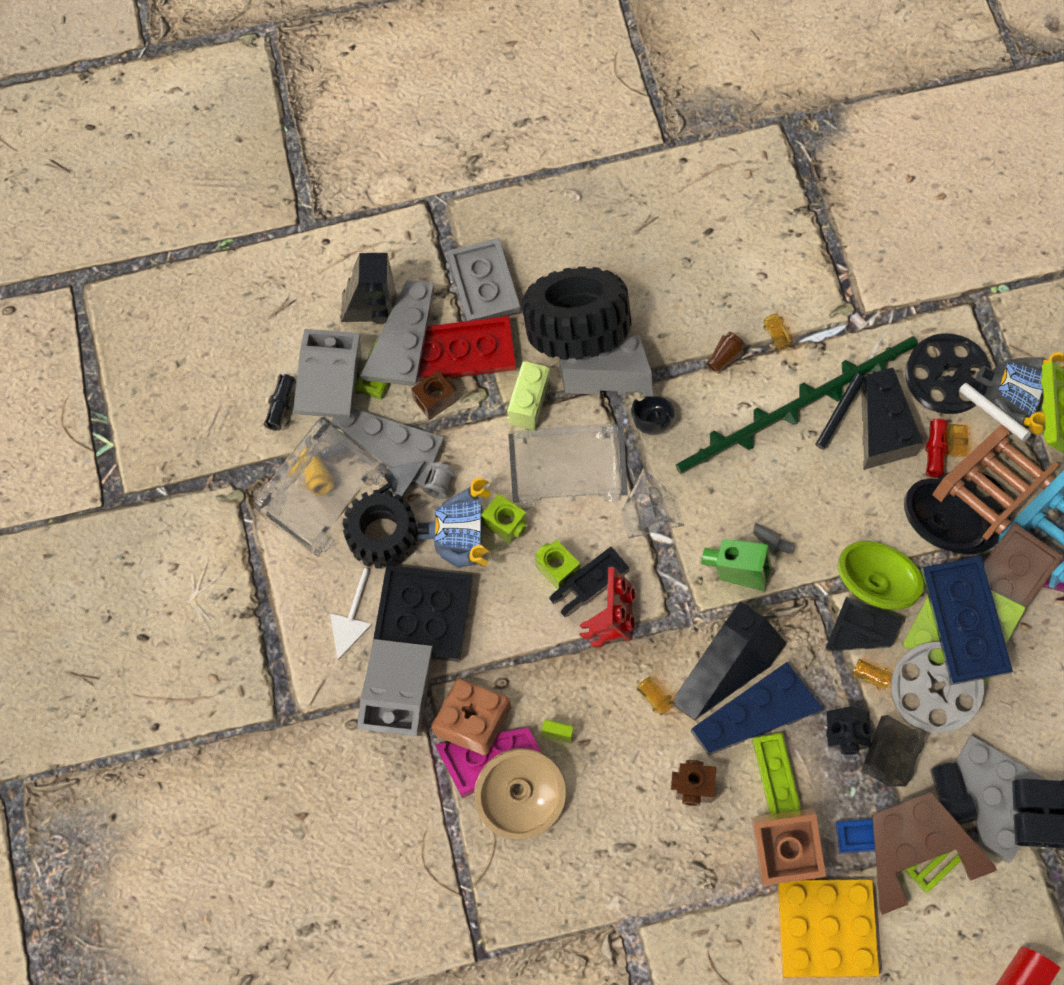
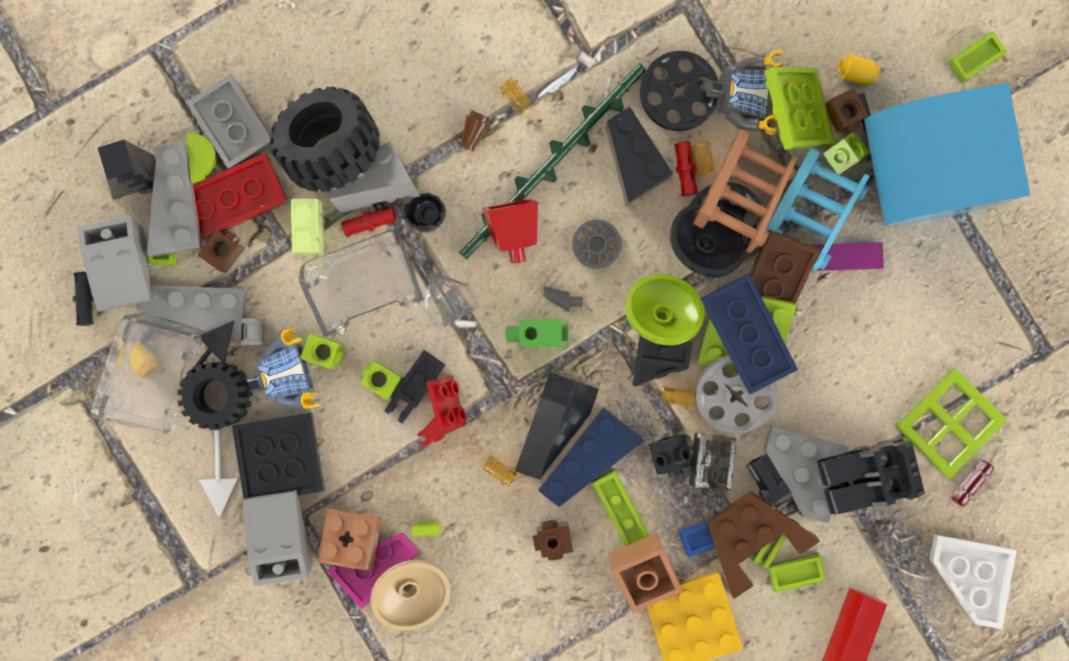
camera: 20 degrees left, 20 degrees up
(444, 303) = (201, 156): none -> lime tile
(592, 408) = (369, 221): none -> red pin
(740, 451) = (513, 227): none -> red torso
(823, 496) = (596, 244): none -> dark grey wheel
(840, 411) = (592, 158): black bar -> none
(961, 909) = (796, 572): none -> lime tile
(995, 412) = (730, 123): white bar -> none

